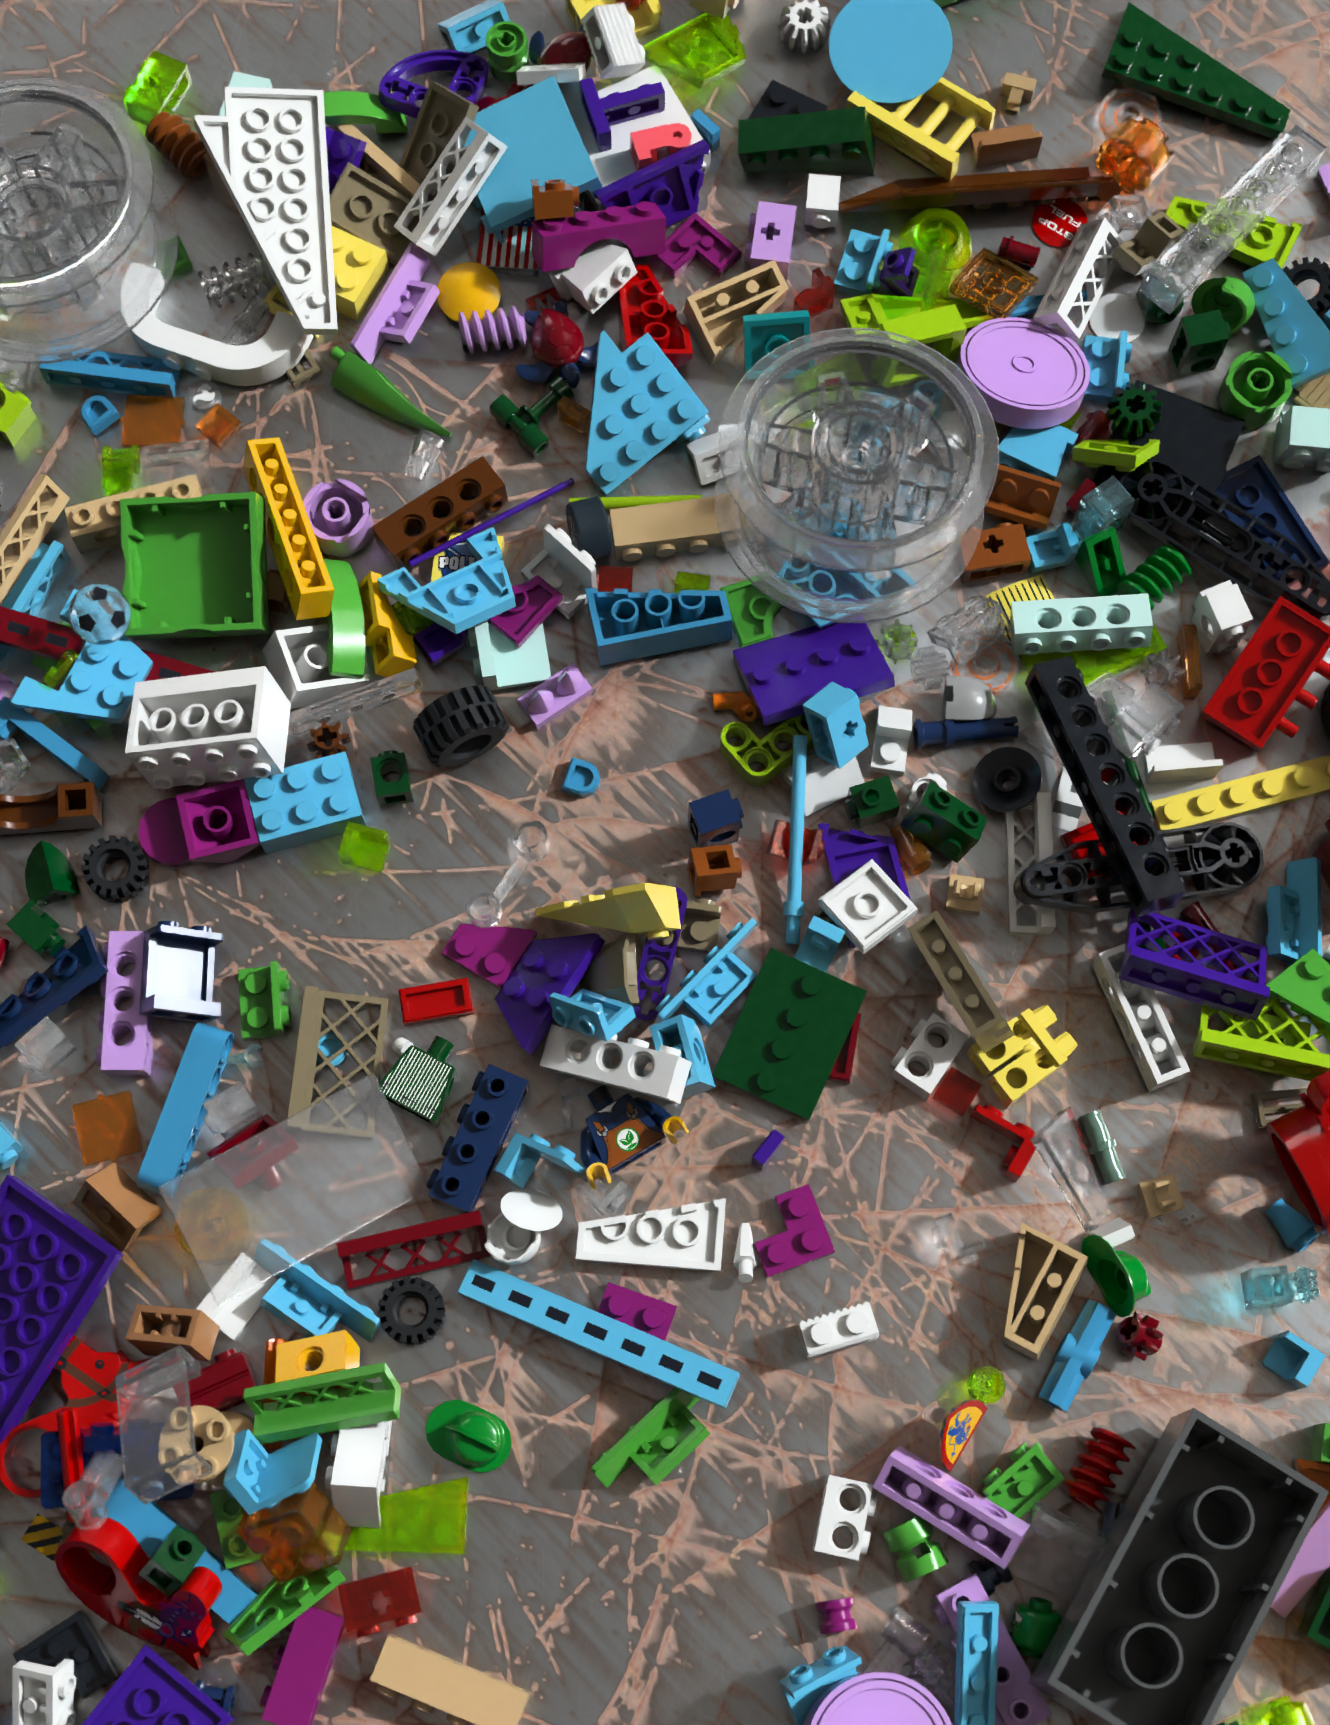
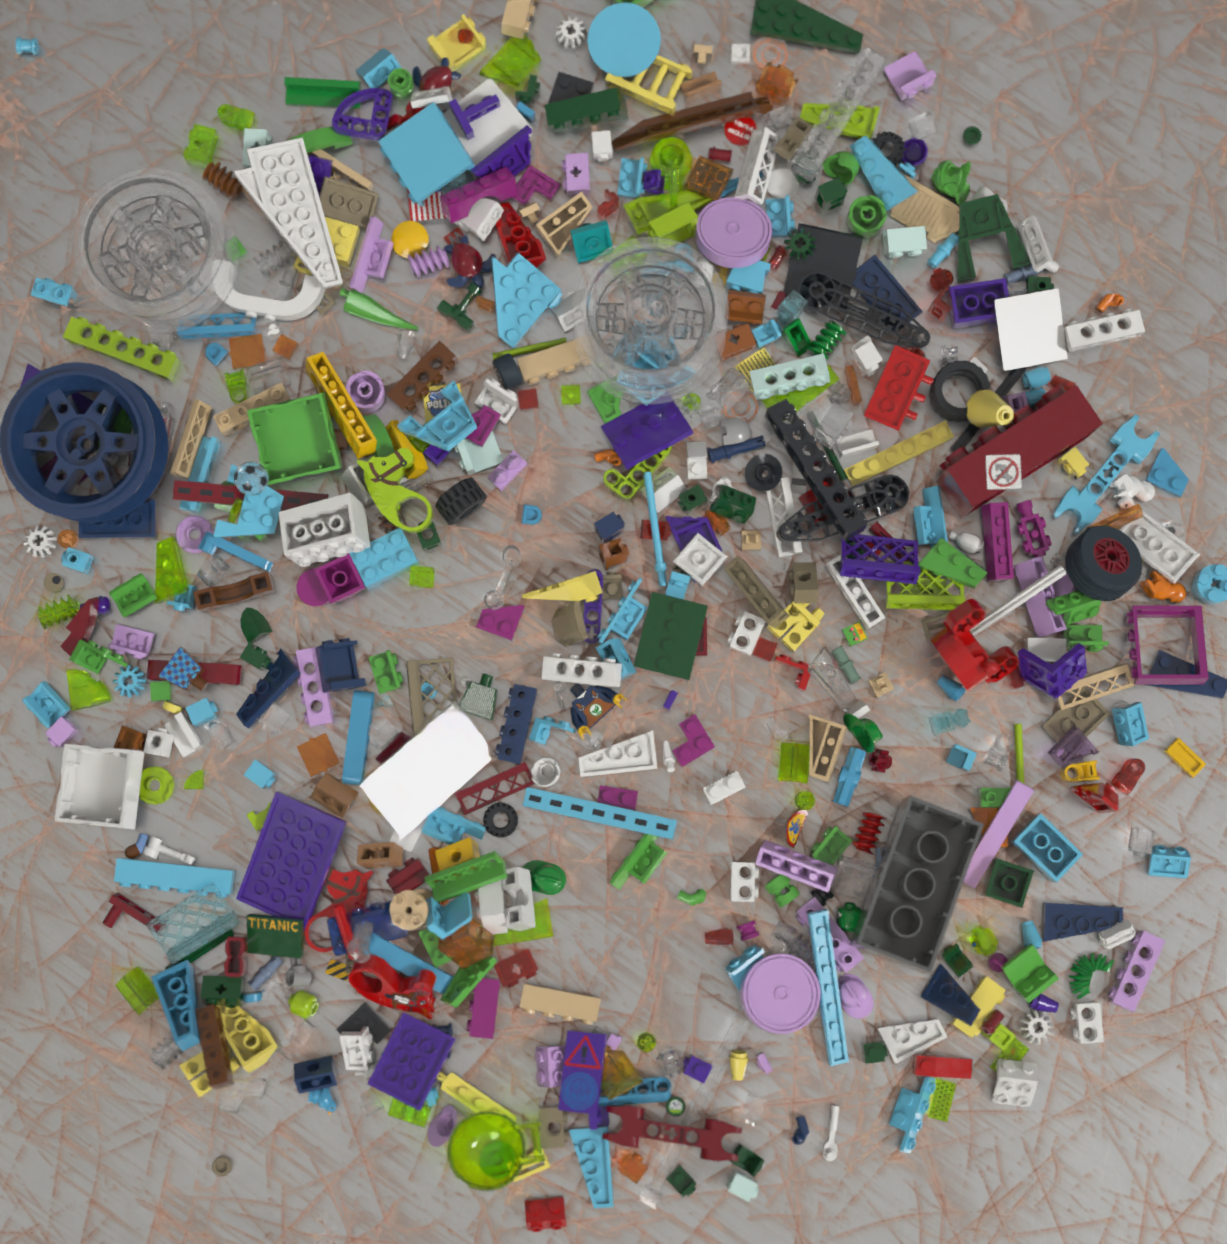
camera: 10 degrees left, 10 degrees up
(110, 849) = (281, 606): black tyre -> none
(158, 1425) = (386, 904): clear panel -> none
(173, 1560) = (409, 969): dark green brick -> none
(224, 55) = (238, 118): none -> clear neon green piece
(331, 670) = (383, 483): none -> lime animal
(370, 41) = (319, 92): none -> green panel
(412, 1497) = (521, 914): none -> white arch
(433, 129) = (373, 151): dark tan plate -> none
(435, 1001) = (478, 653): red tile -> none
(454, 190) = (390, 184): white fence -> none
(491, 522) = (451, 376): dark purple axle -> none
(531, 1209) = (552, 755): white sticker -> none
(544, 969) = (534, 634): dark purple wing -> none
(554, 199) = (450, 182): dark orange brick -> none
(591, 1013) = (564, 647): medium azure bracket -> none
(613, 40) = (463, 71): white brick -> none
(655, 622) = (554, 419): dark azure wedge -> none
(657, 143) = (501, 132): coral leg -> none
(680, 283) = (529, 211): none -> tan tile
(723, 98) = (533, 88): none -> dark green bracket
(743, 1532) = (692, 899): none -> bright green arm
(780, 1618) = (720, 937): none -> clear red cone
(836, 724) = (665, 462): medium azure brick -> none
(977, 1309) = (794, 762): none -> clear neon green panel
(1049, 982) = (804, 582): none -> dark tan brick
(1079, 106) = (740, 53): none -> white tile
(1115, 452) = (793, 271): lime wing -> none
(1126, 1094) = (854, 634): none -> bright green tile

